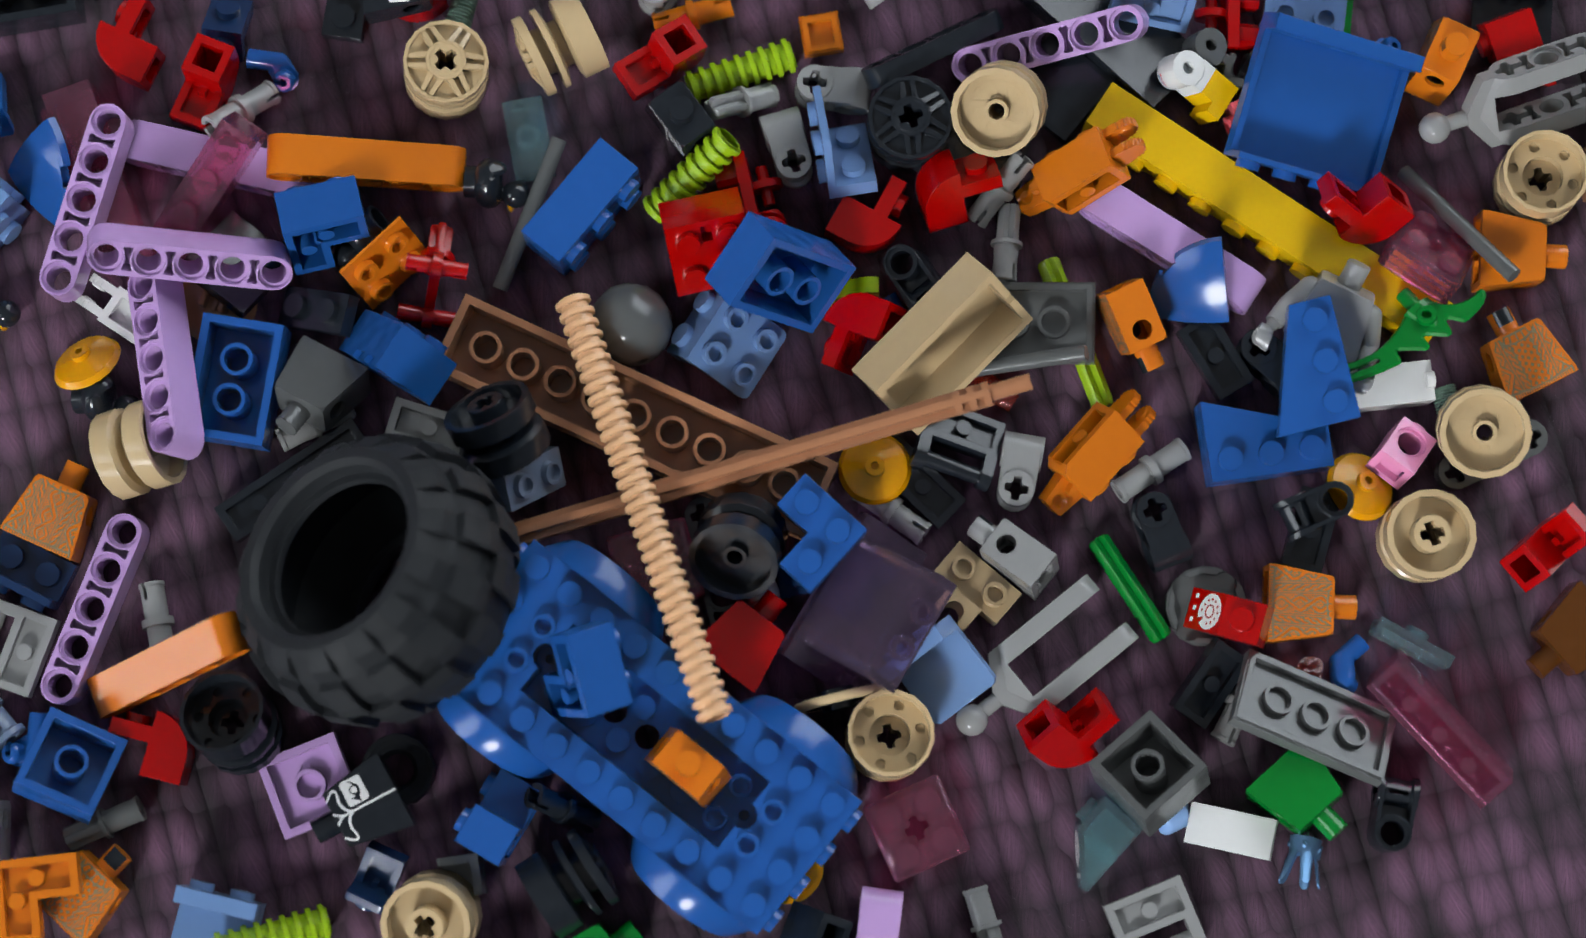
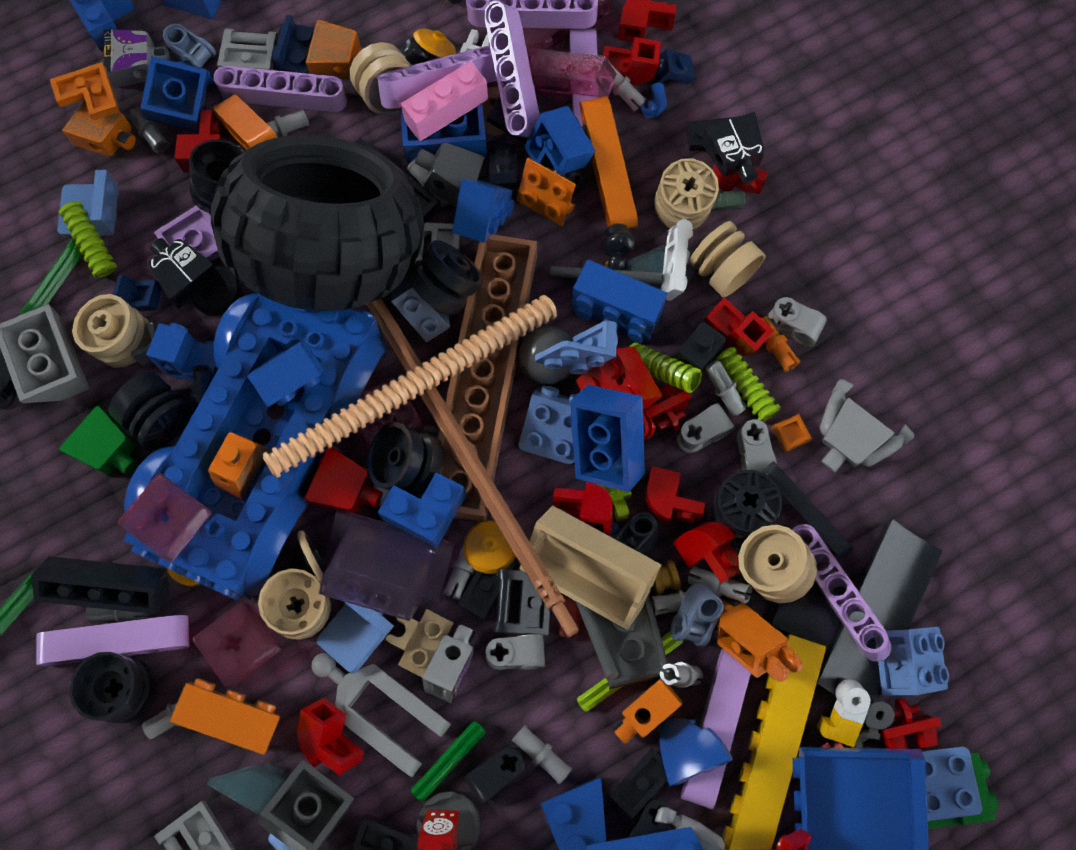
camera: 80 degrees right, 10 degrees down
(216, 365) = (445, 101): none -> bright pink brick
(436, 262) = (549, 221): red axle -> none
(540, 111) = (676, 259): none -> white hinge
(650, 264) = (584, 352): none -> medium blue bracket
(744, 896) = (163, 537): none -> clear pink brick
(845, 153) = (707, 464): medium blue bracket -> none
(974, 246) = (667, 578): none -> pearl gold wheel
(1012, 847) = (226, 716): none -> orange brick
(1033, 226) = (698, 615): none -> sand blue piece
(1095, 451) = (543, 707): orange hinge -> none
(1101, 269) = (681, 674): none -> light grey pin

